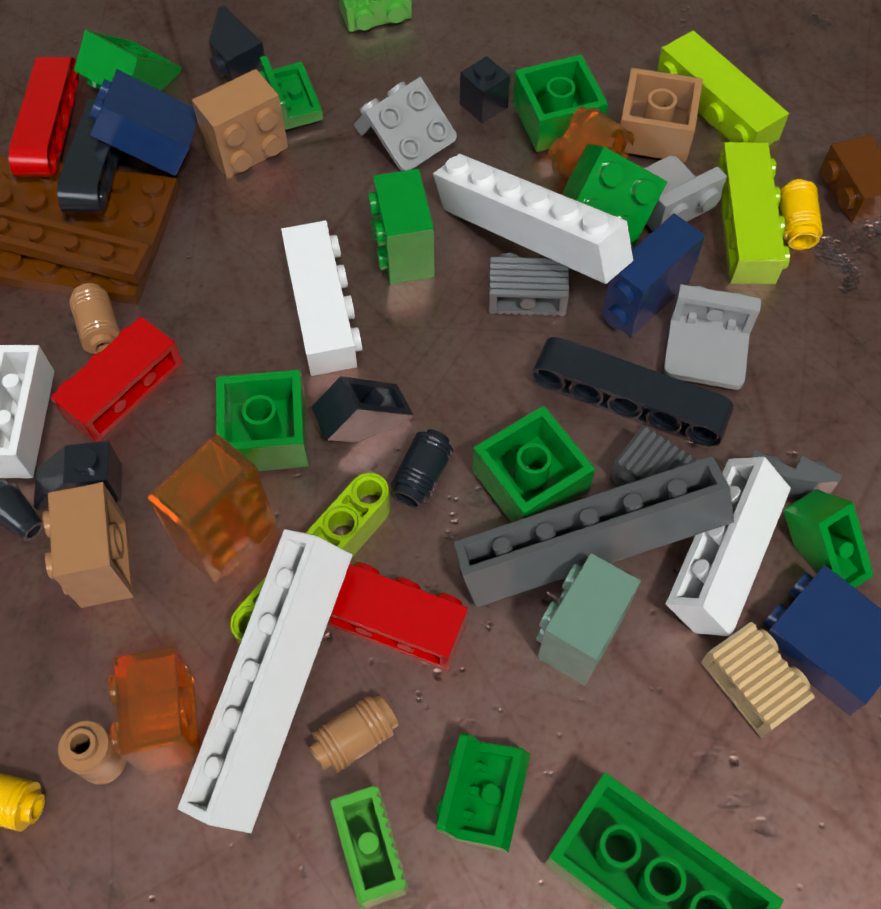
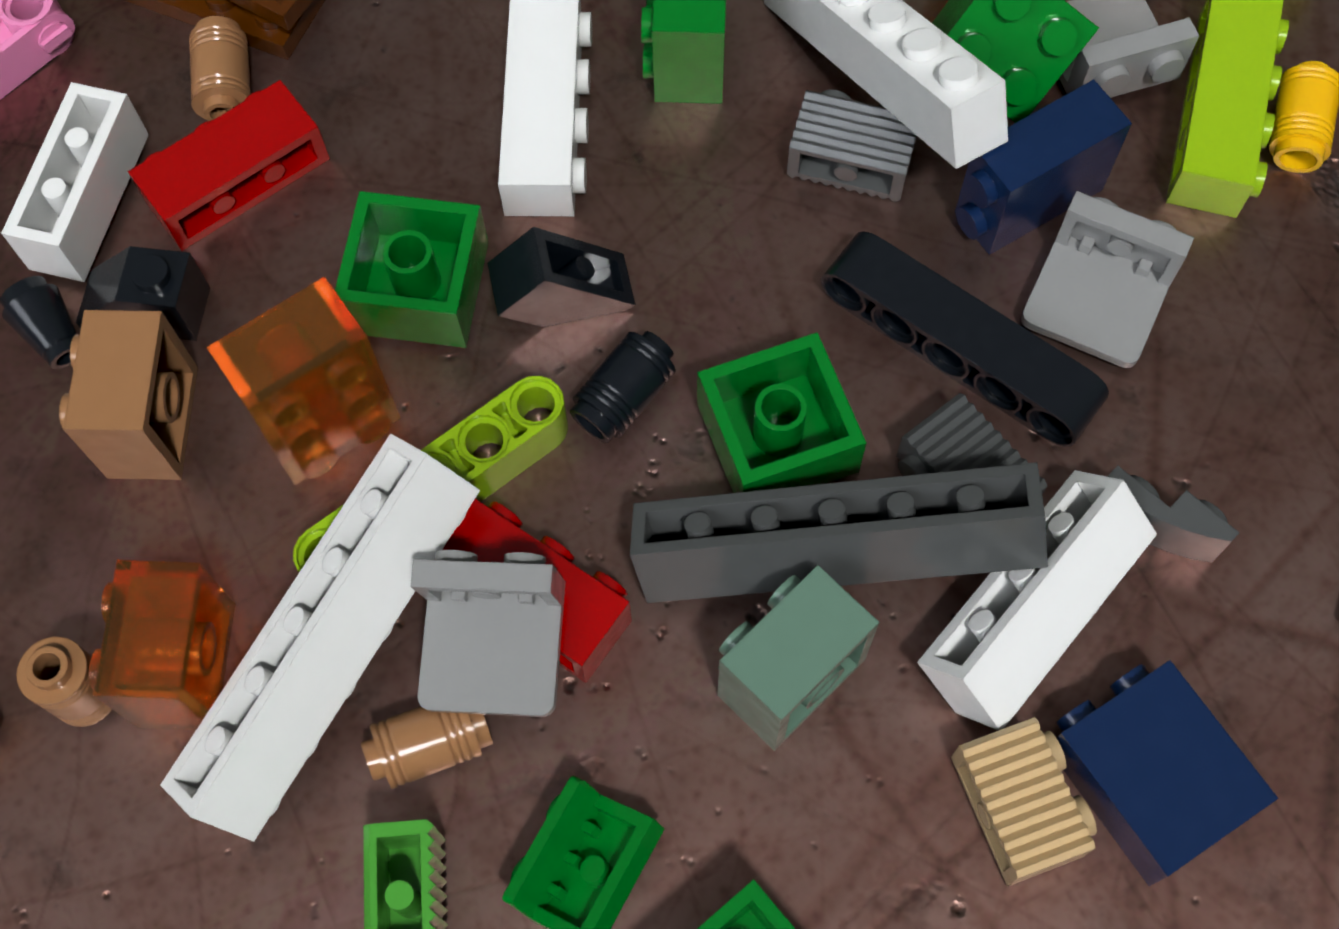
camera: 15 degrees right, 5 degrees up
(382, 650) = (490, 634): none -> light grey bracket
(830, 535) = (1195, 620): green slope -> none

